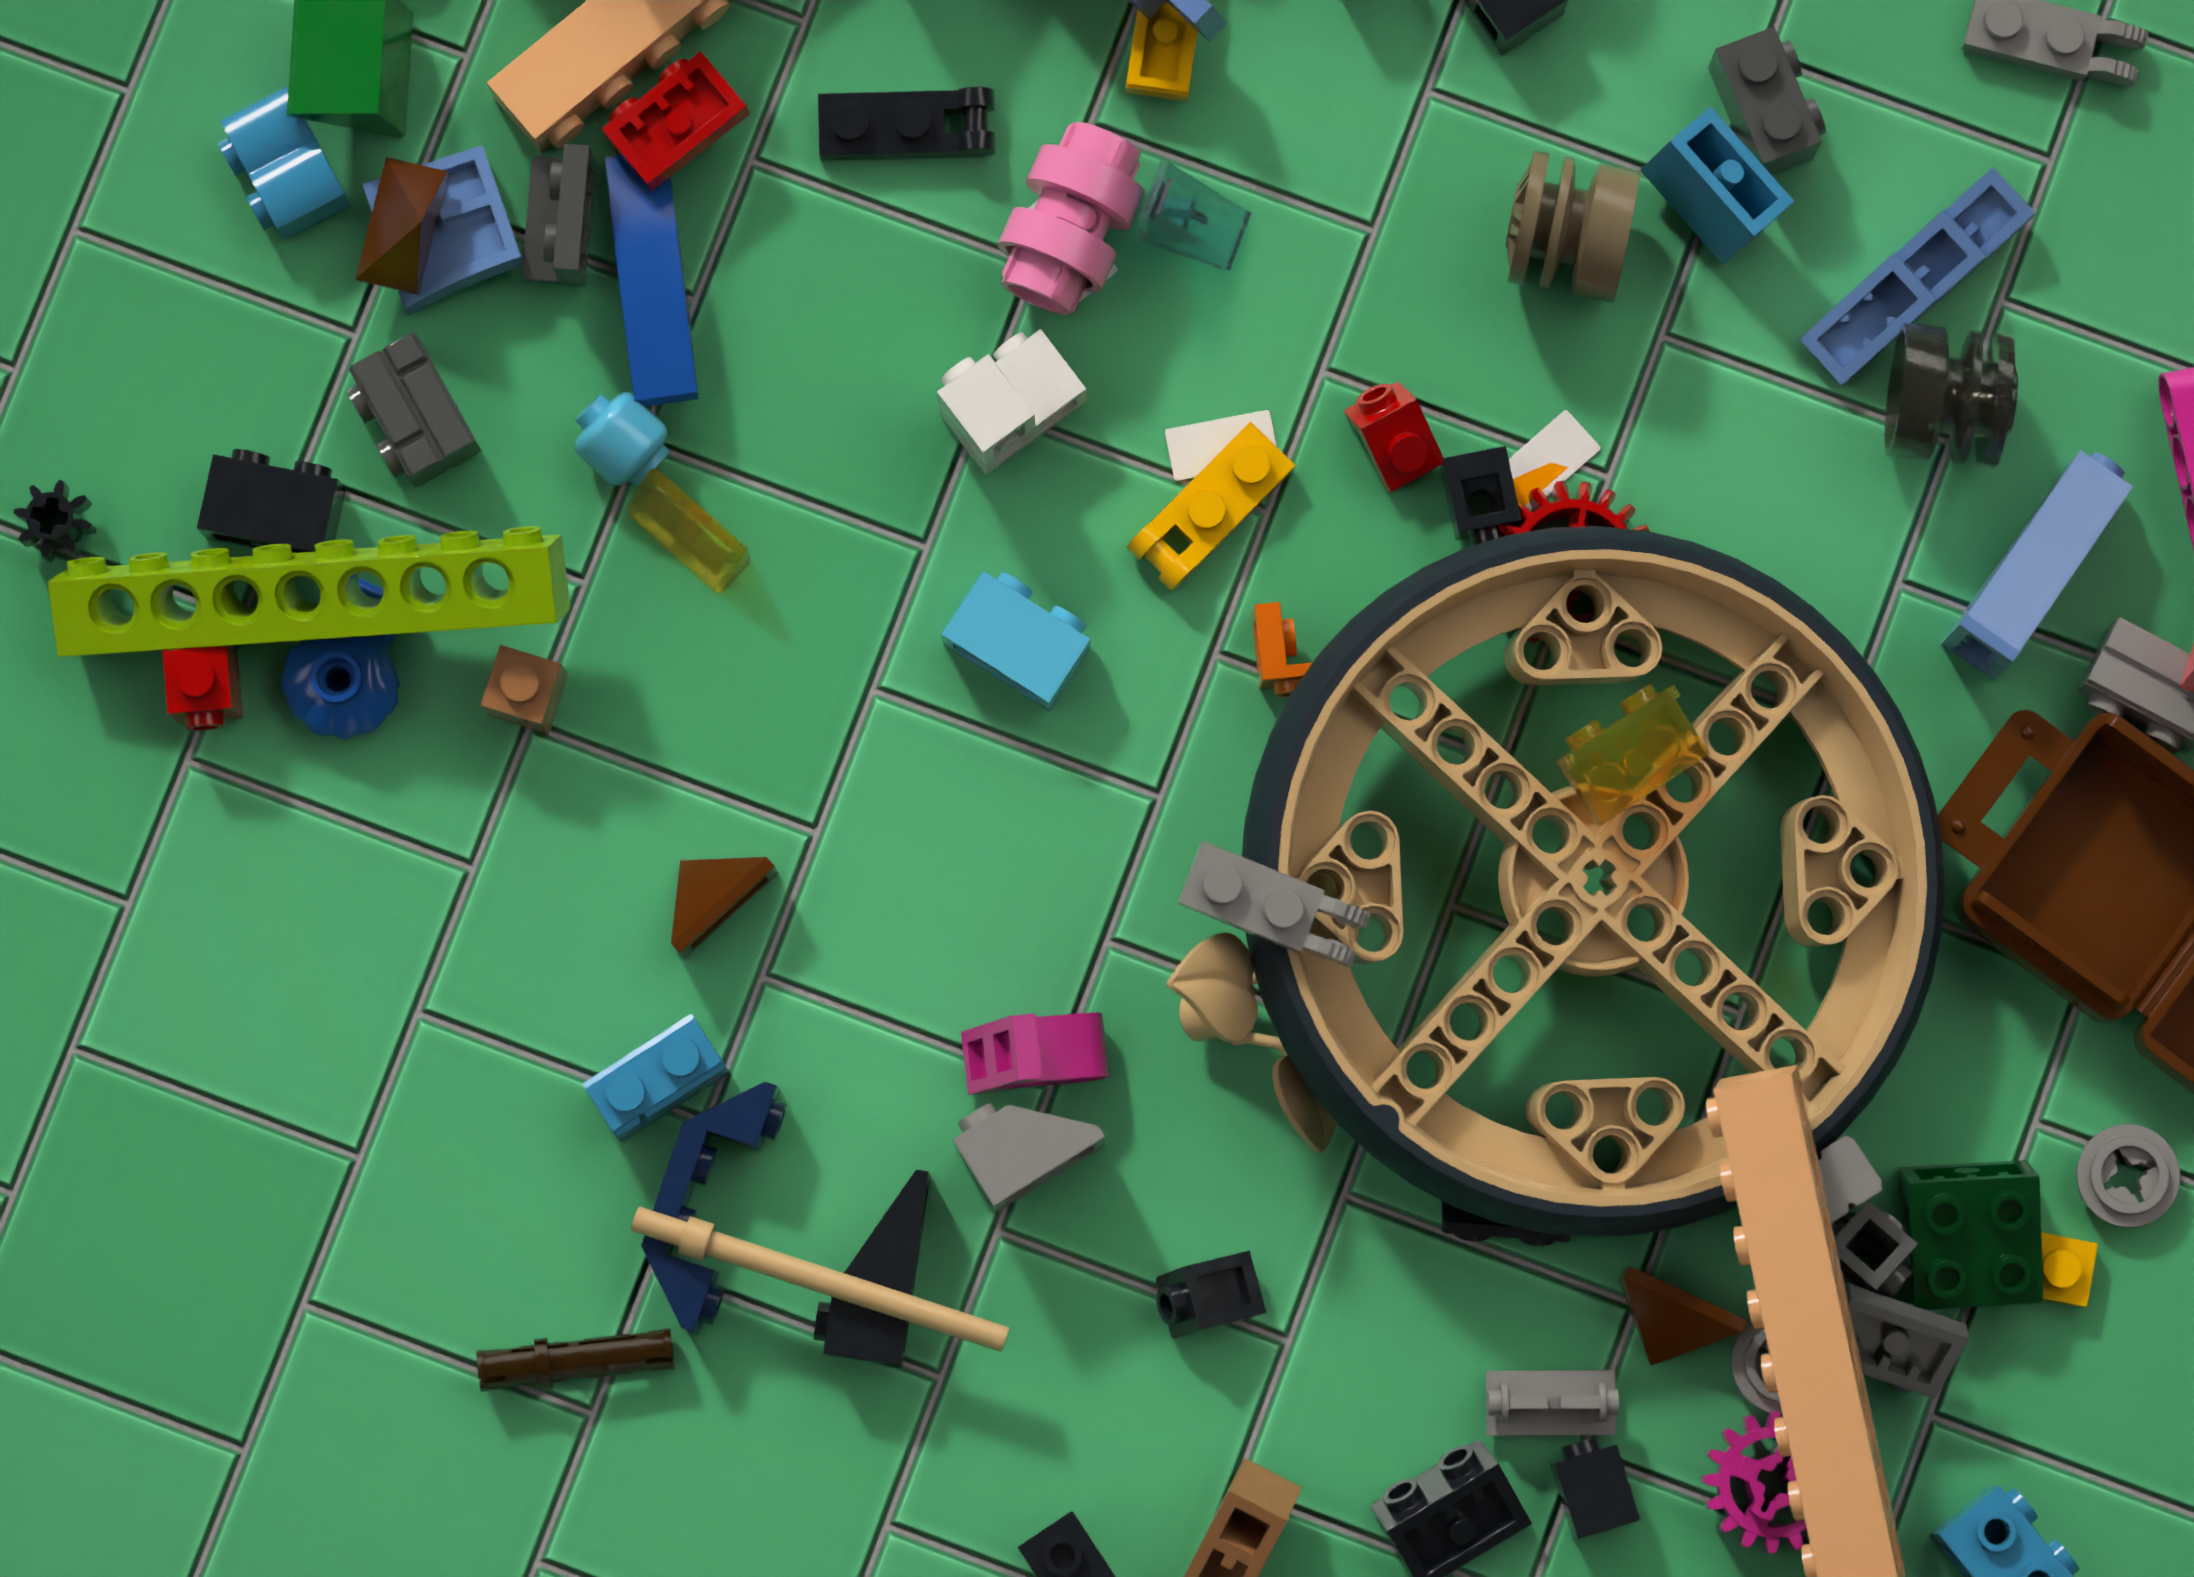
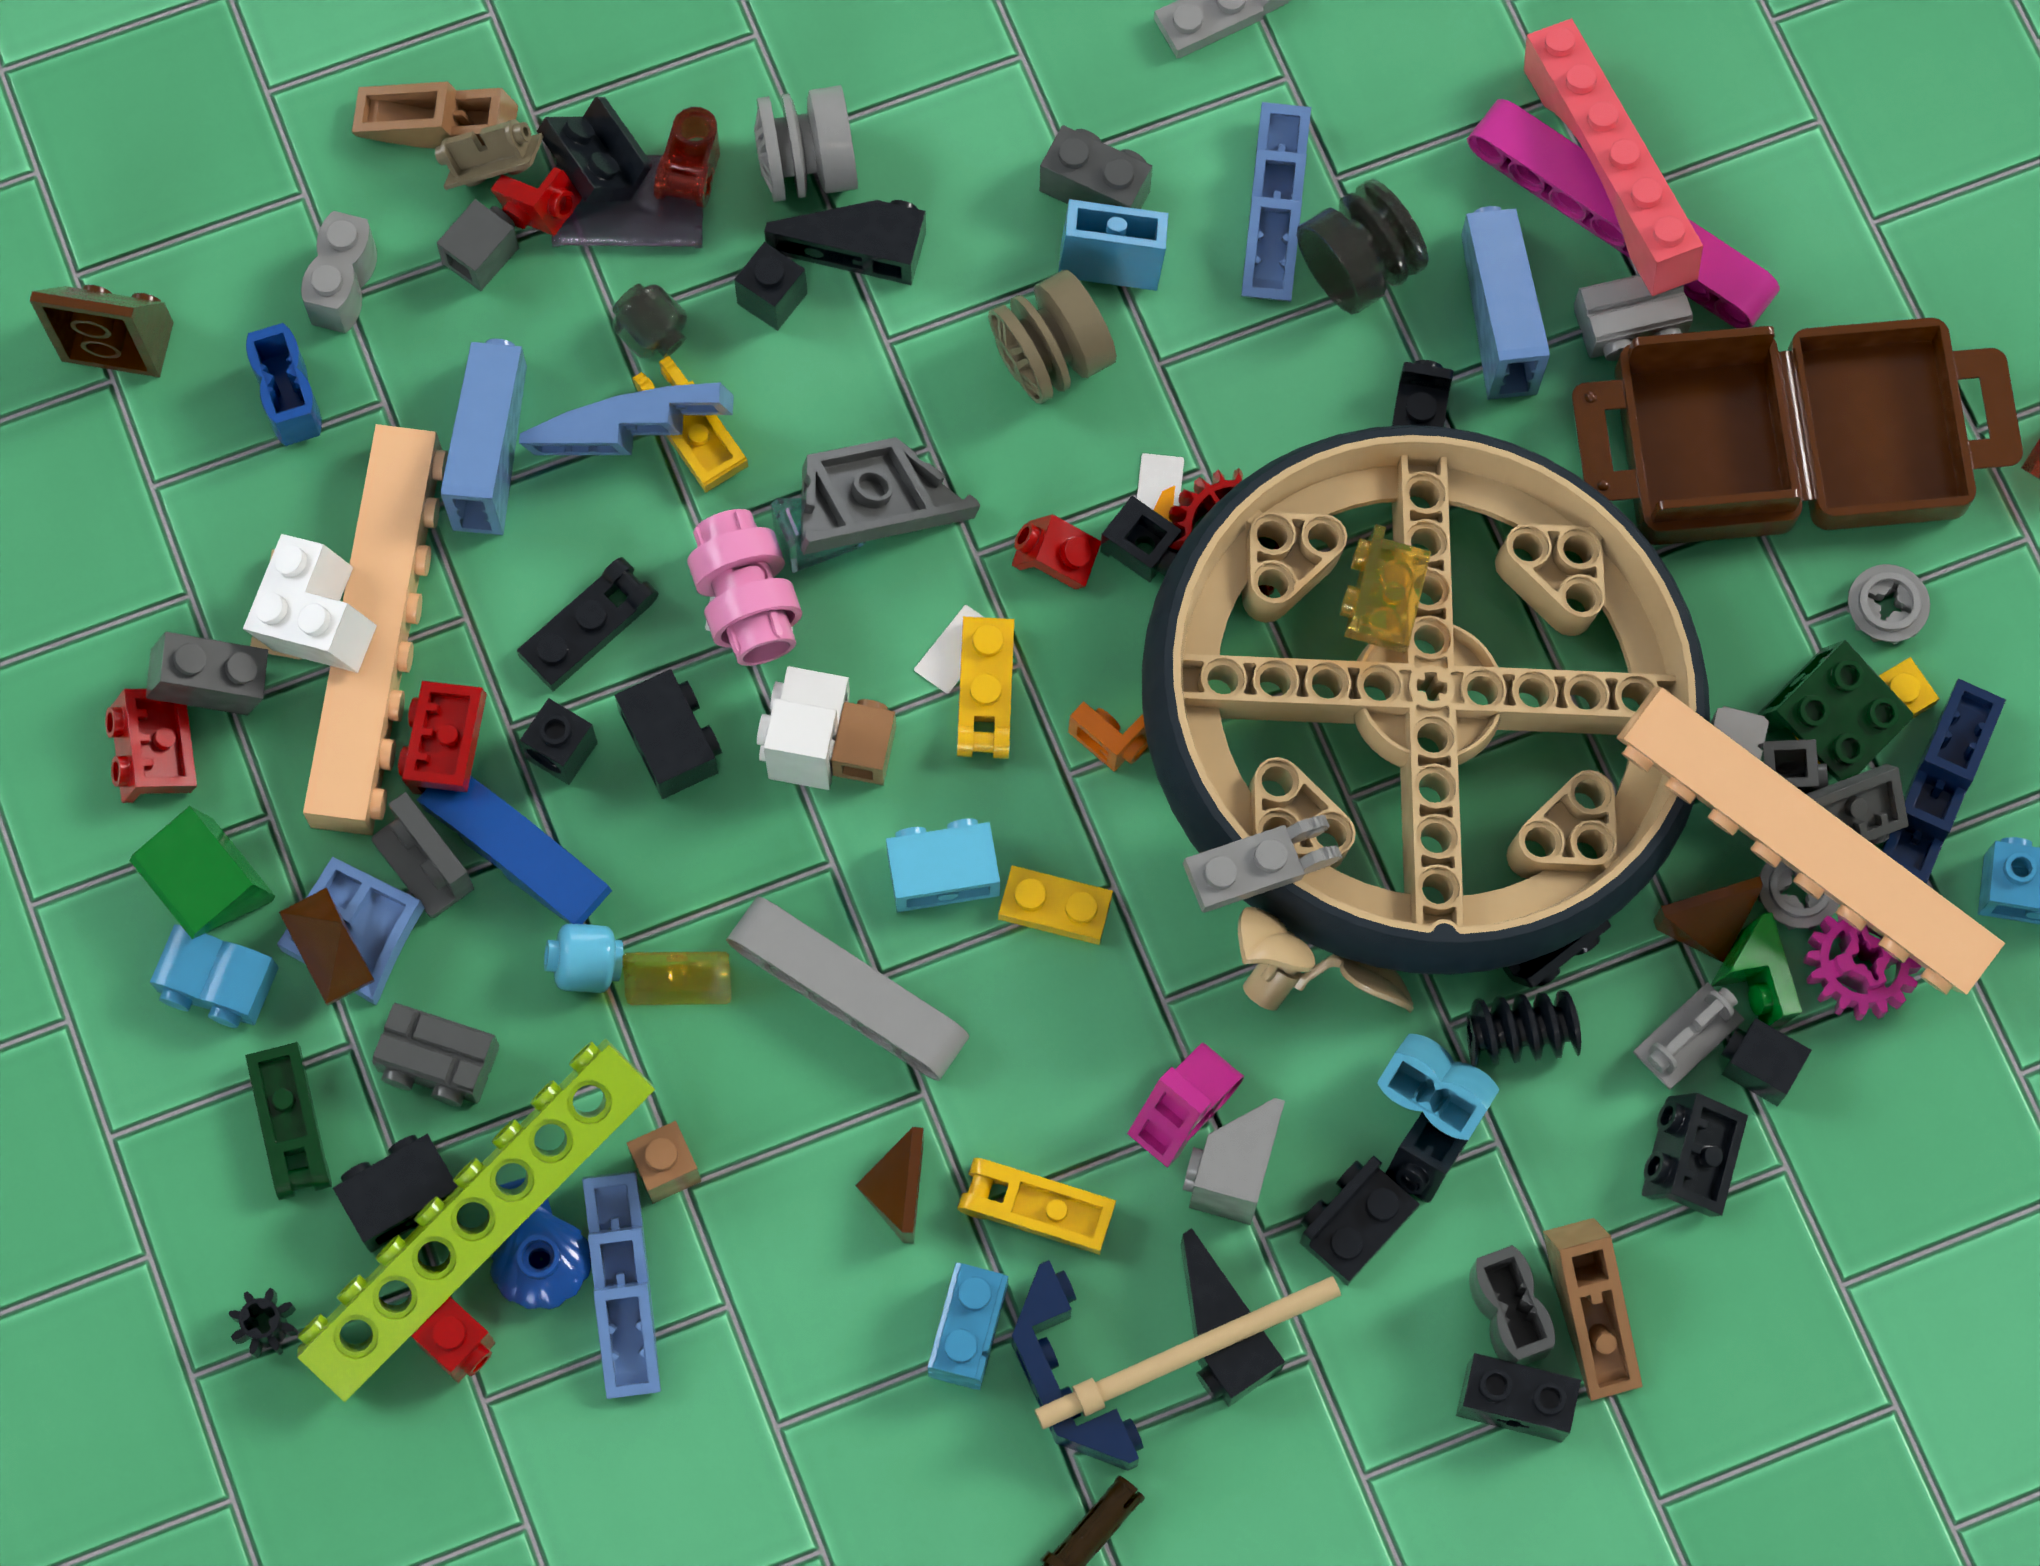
camera: 45 degrees left, 10 degrees down
(235, 354) = (287, 1118): none -> dark green plate
(392, 765) = (621, 1284): none -> medium blue slope
(776, 215) = (558, 741): none -> black brick
(820, 1027) = (1038, 1205): none -> yellow plate
(830, 676) = (848, 988): none -> light grey beam
(882, 294) = (668, 734): none -> black brick
(1052, 459) = (864, 741): none -> medium nougat brick
(1089, 765) = (1055, 905): none -> yellow plate
(1091, 1296) = (1356, 1220): none -> black bracket
(1154, 1483) = (1504, 1293): none -> dark grey brick
(1269, 233) = (873, 495): none -> dark grey wing
(1271, 1244) = (1428, 1080): none -> medium azure brick
(1400, 1260) = (1523, 1026): none -> black piece
(1679, 1395) = (1762, 962): none -> green slope
(1871, 593) = (1422, 394): none -> black bracket
(2010, 1385) = (1944, 777): none -> dark blue slope

